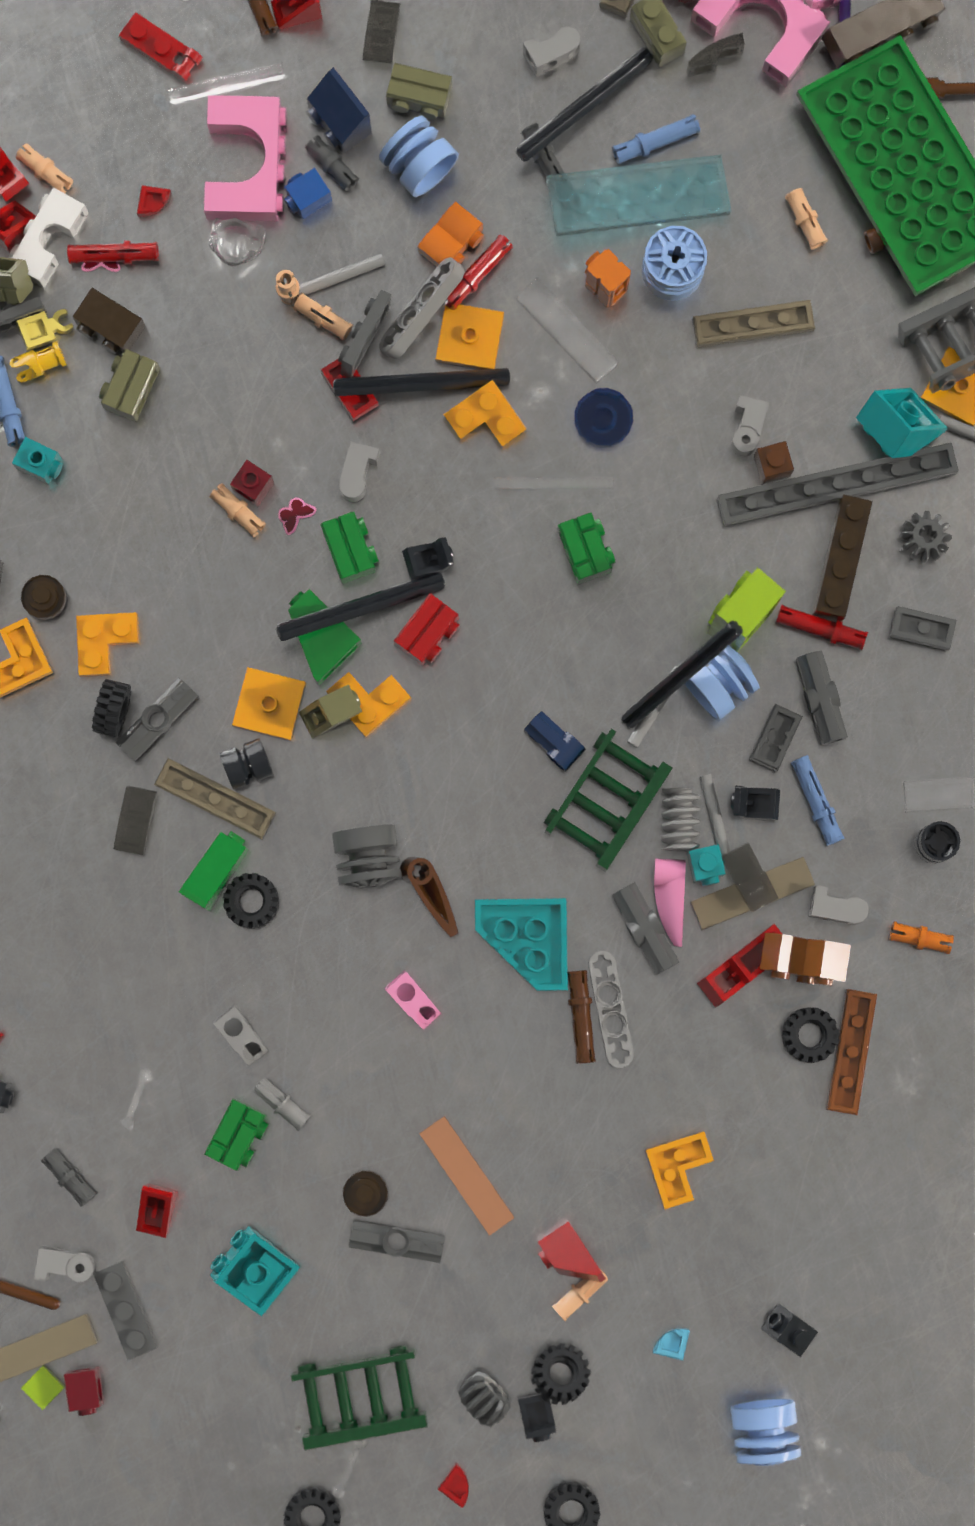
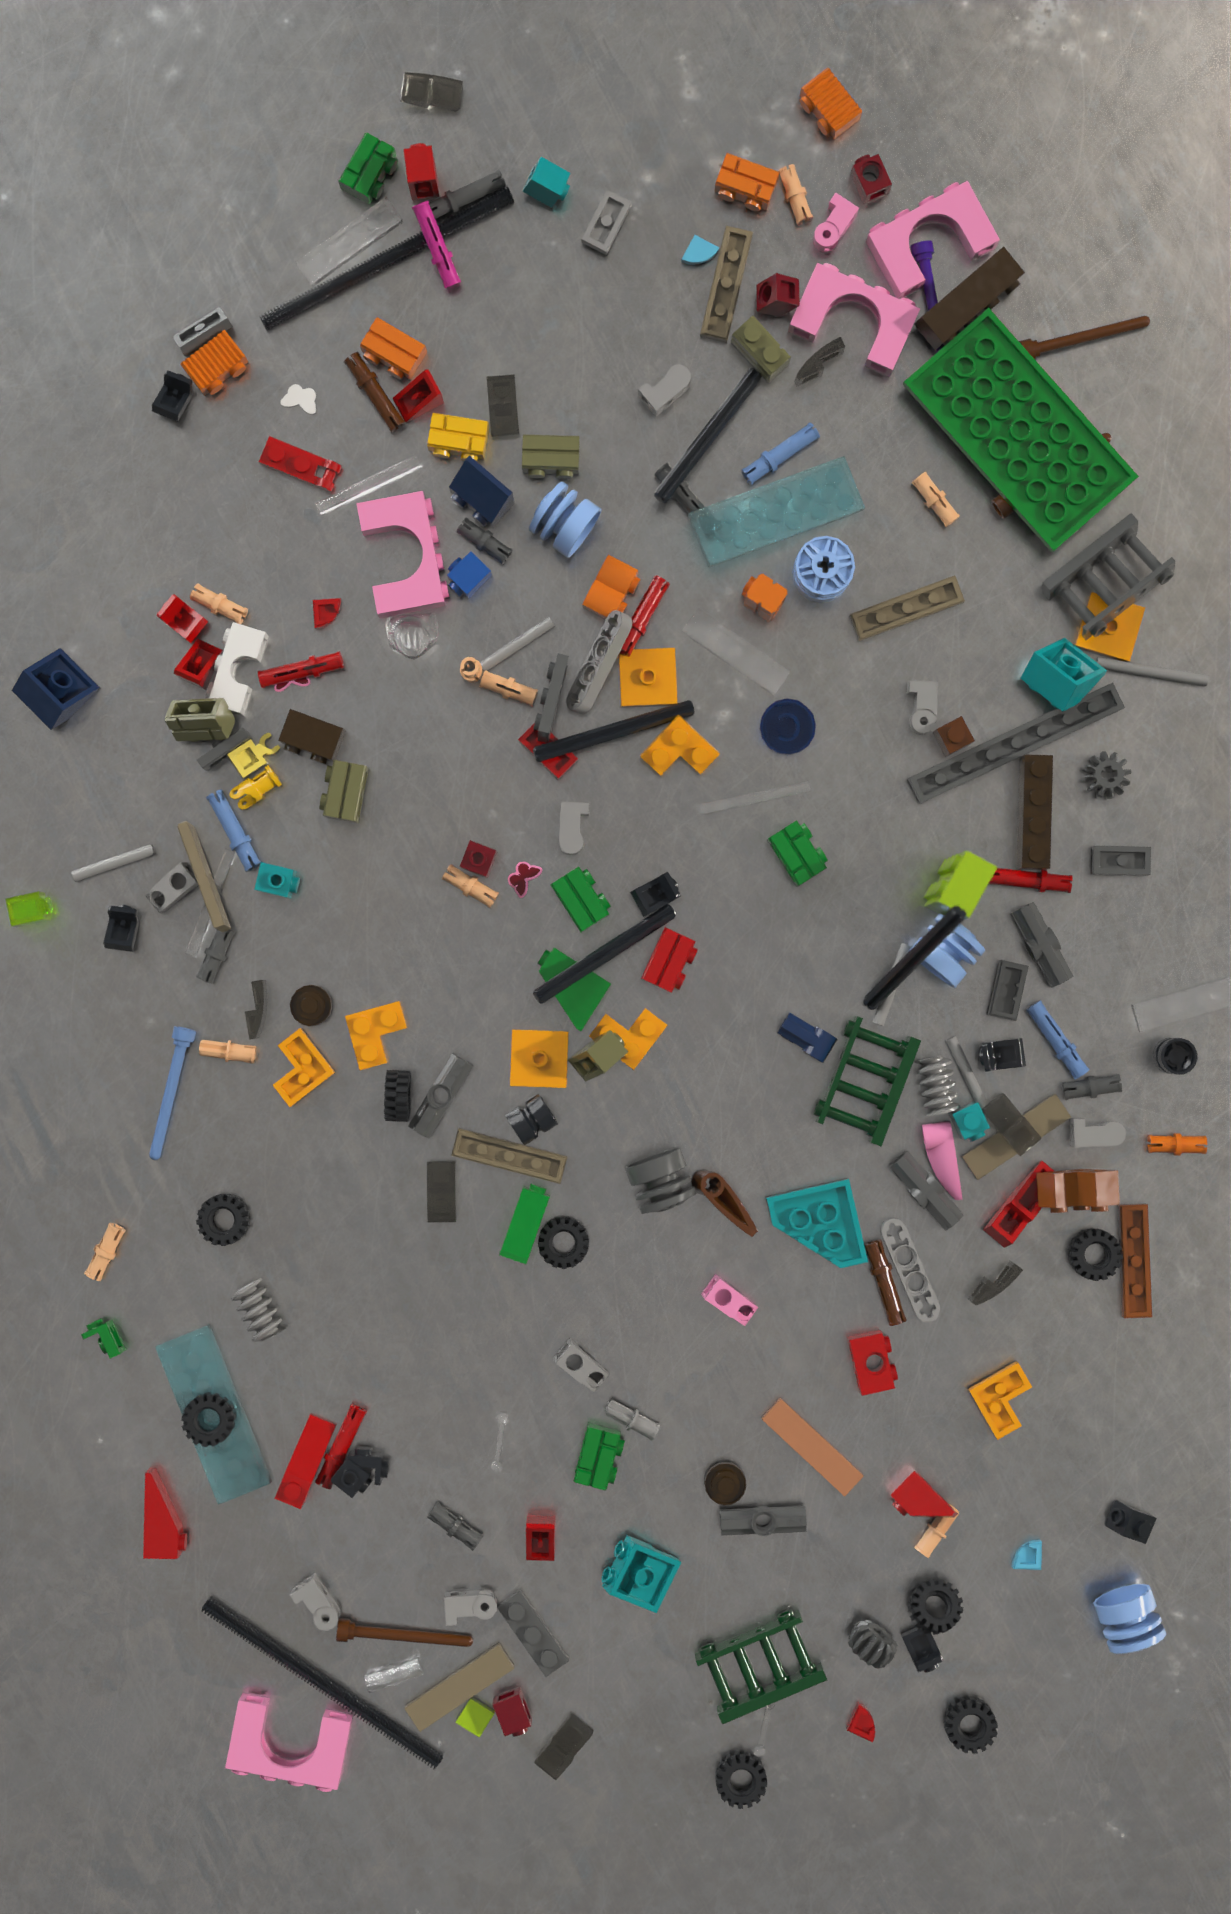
camera: 15 degrees left, 5 degrees up
(130, 1440) = (563, 1746): none -> clear smoke slope
(325, 49) = (457, 436): none -> yellow brick
(544, 1116) = (861, 1348): none -> red brick
(690, 1046) = (987, 1290): none -> clear smoke slope
(843, 857) = (1092, 1087): none -> dark grey pin

